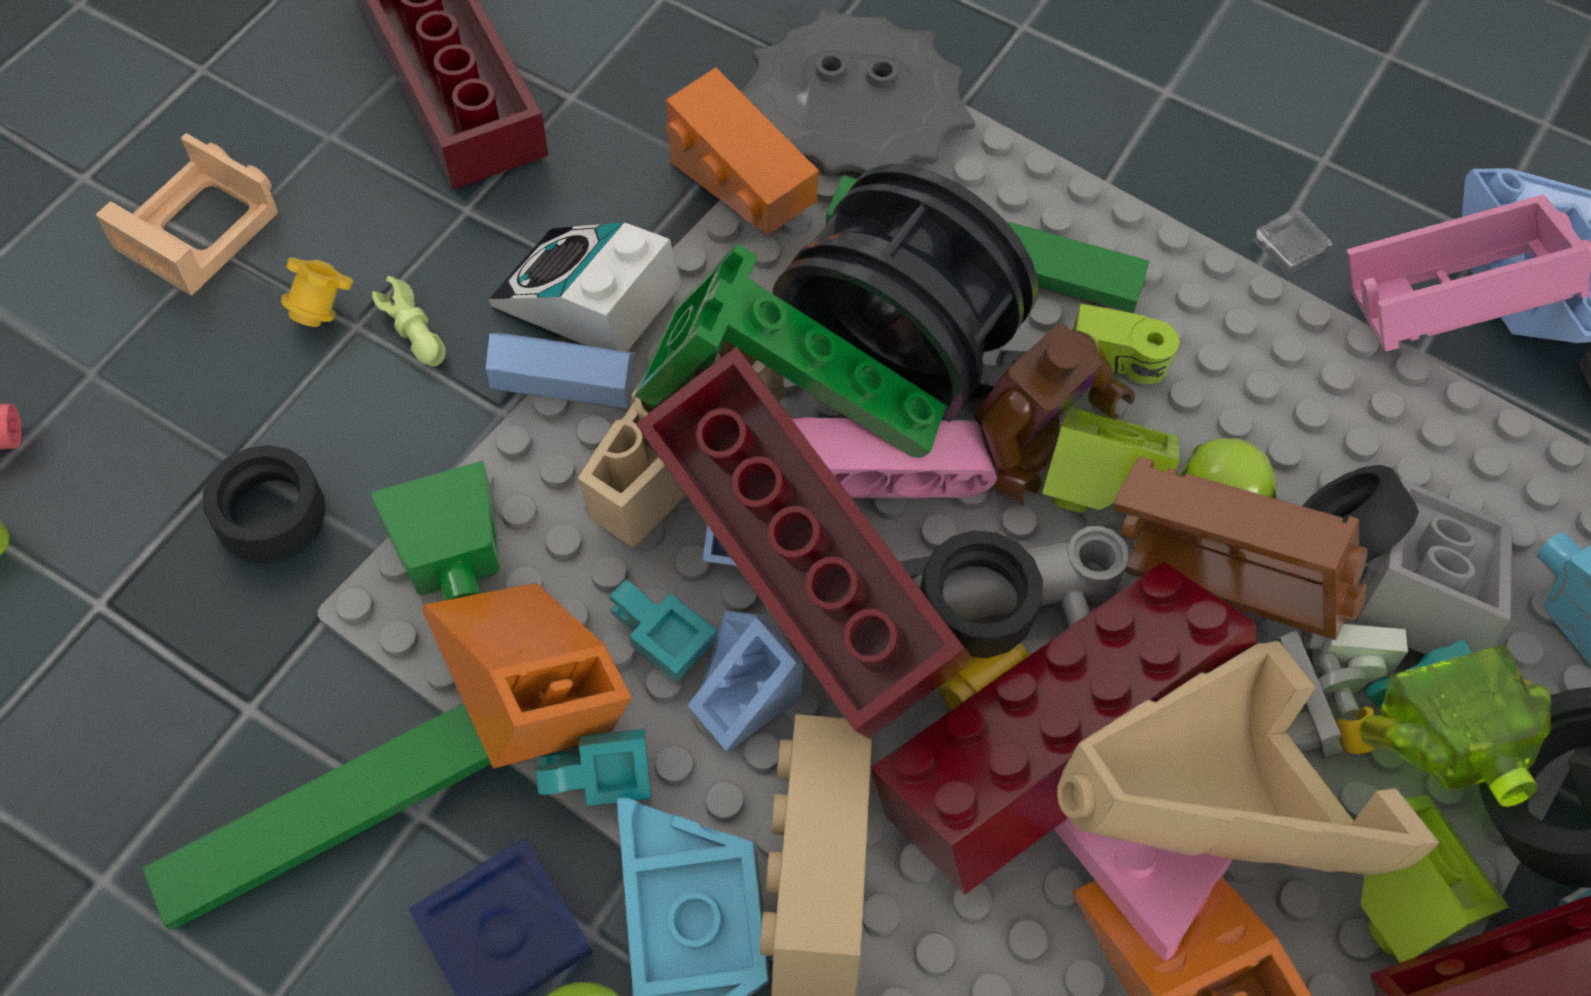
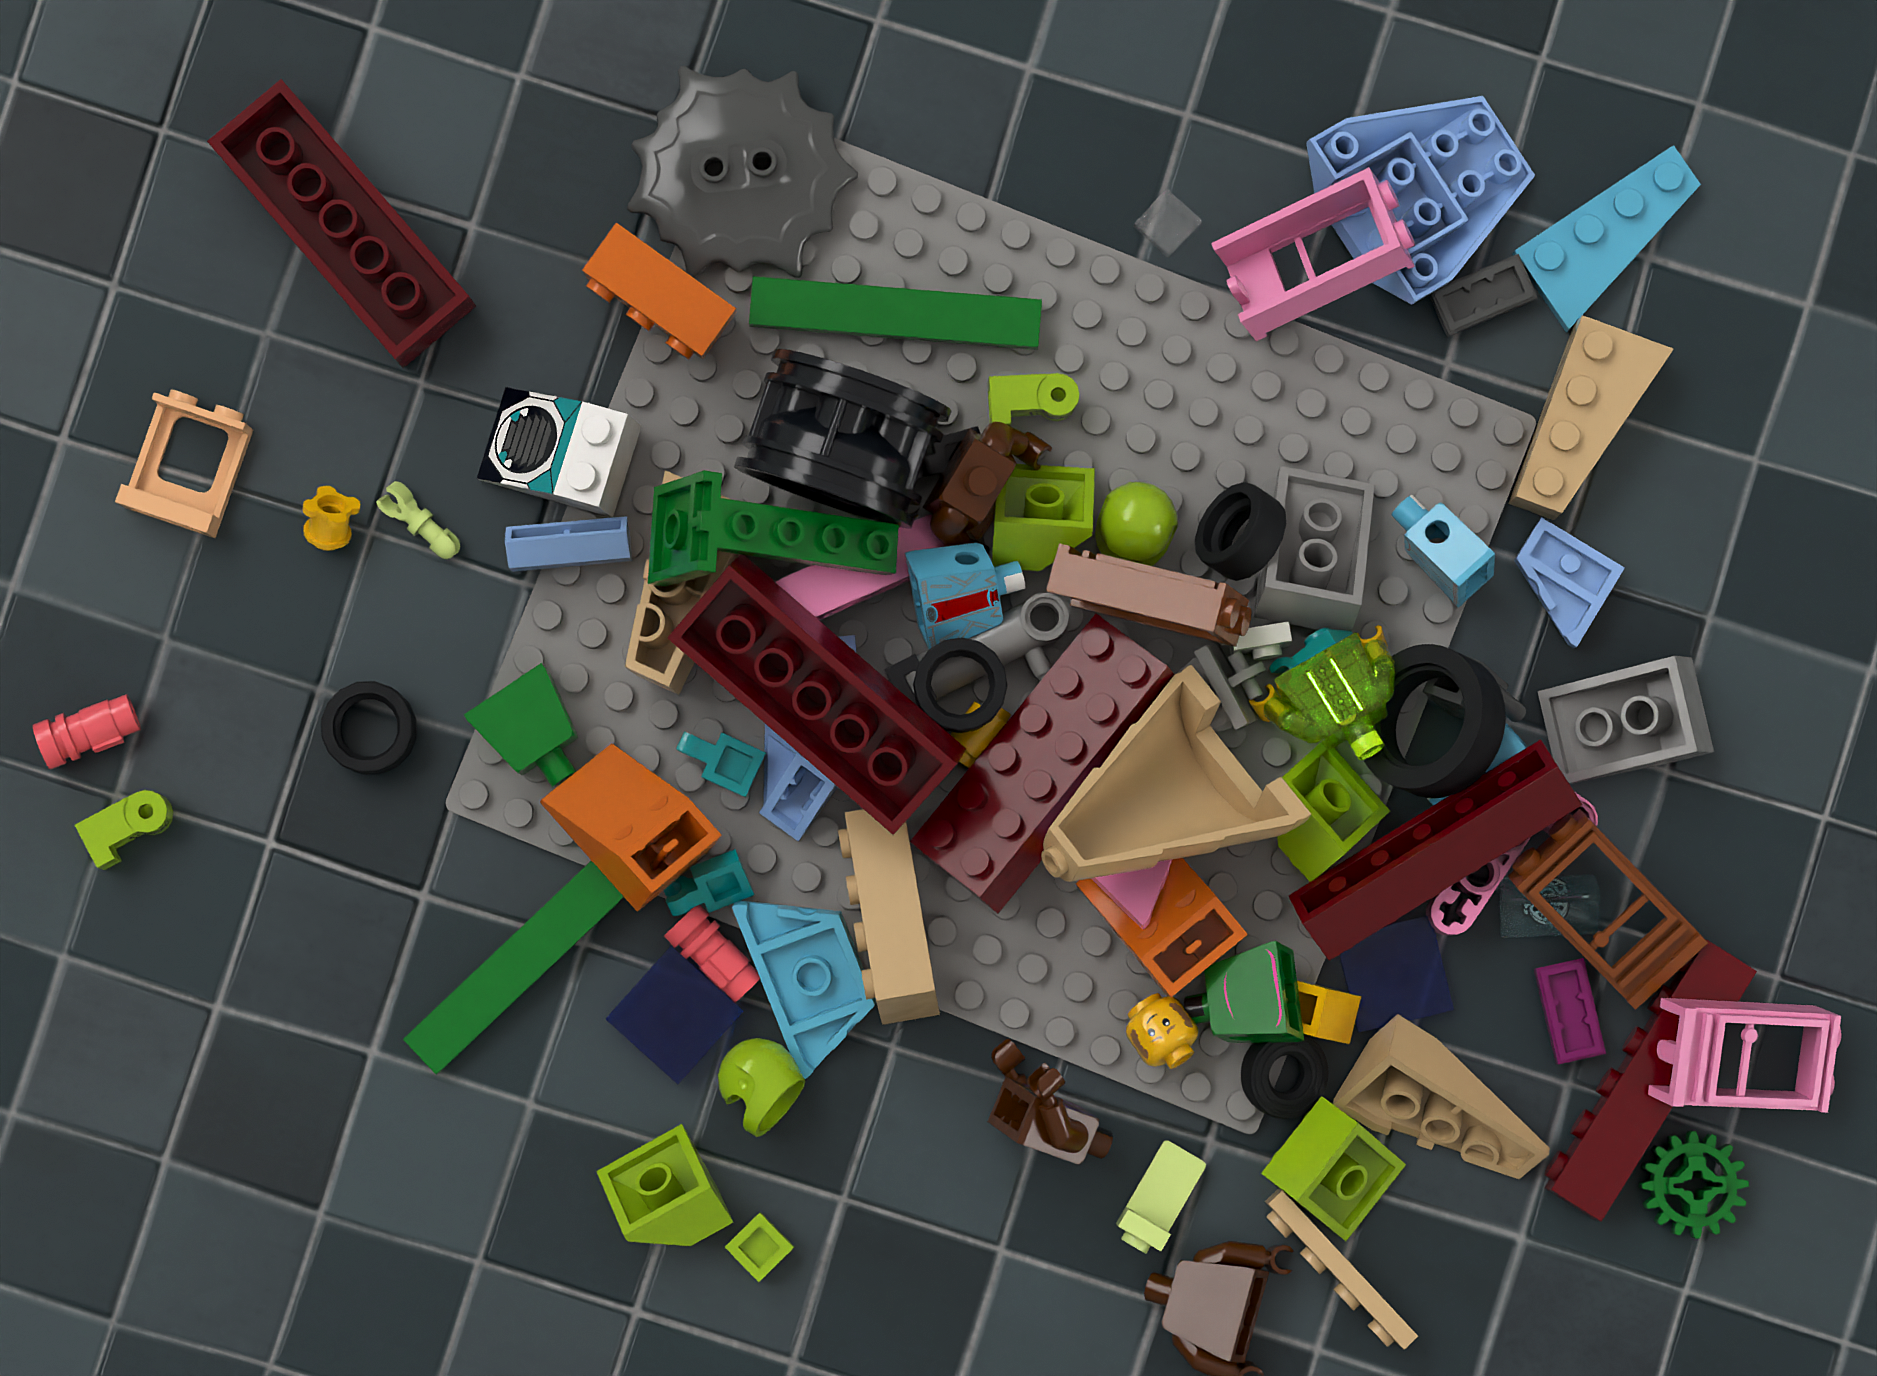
camera: 10 degrees left, 25 degrees up
(576, 861) = (713, 953): none -> coral axle
(1002, 492) = (959, 590): none -> medium azure torso

